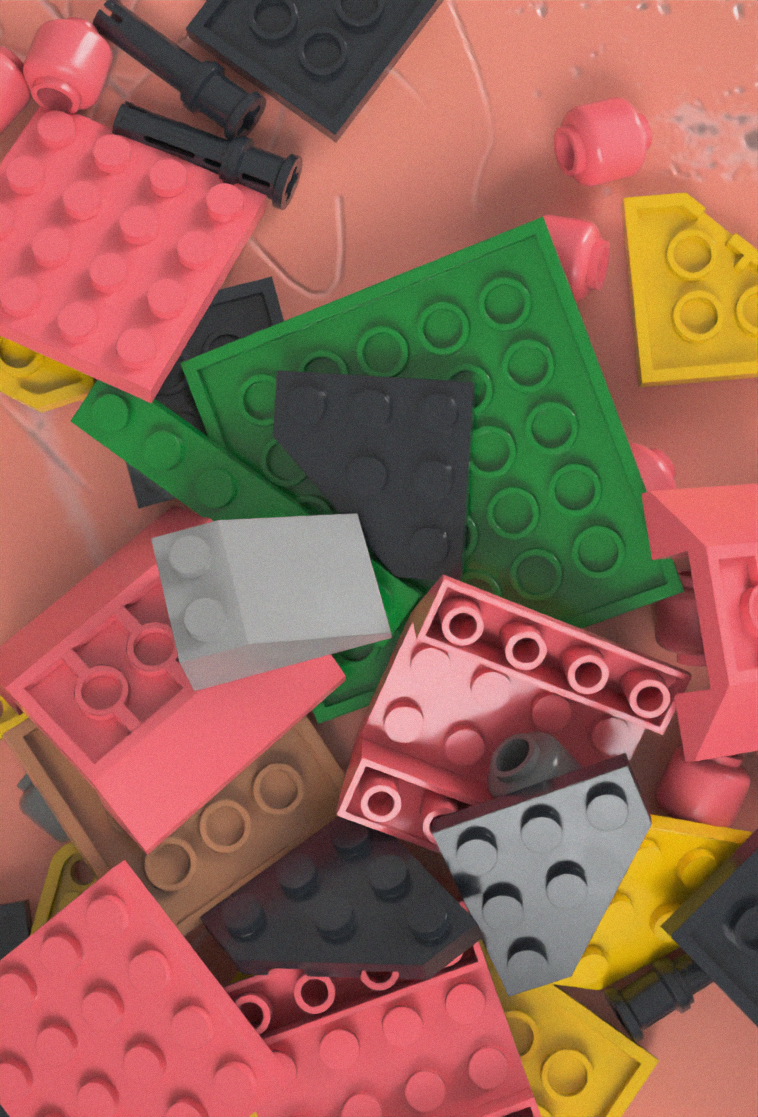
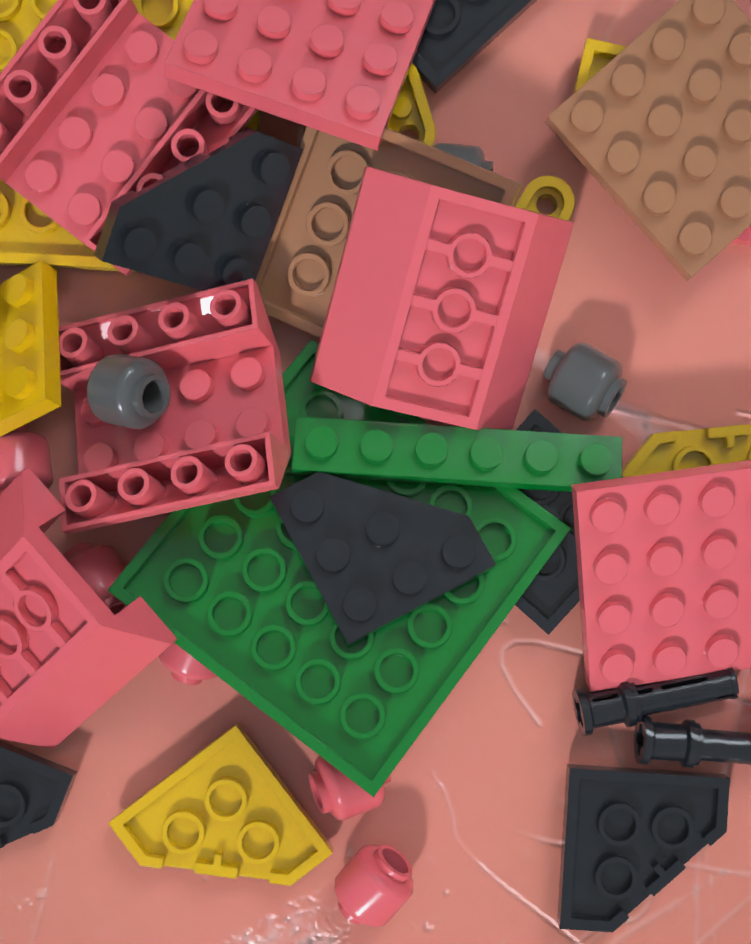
camera: 140 degrees right, 5 degrees up
(71, 503) = (584, 382): none -> dark grey head
(267, 594) = (396, 397): light grey slope -> none
(545, 866) = (83, 334): plate -> none

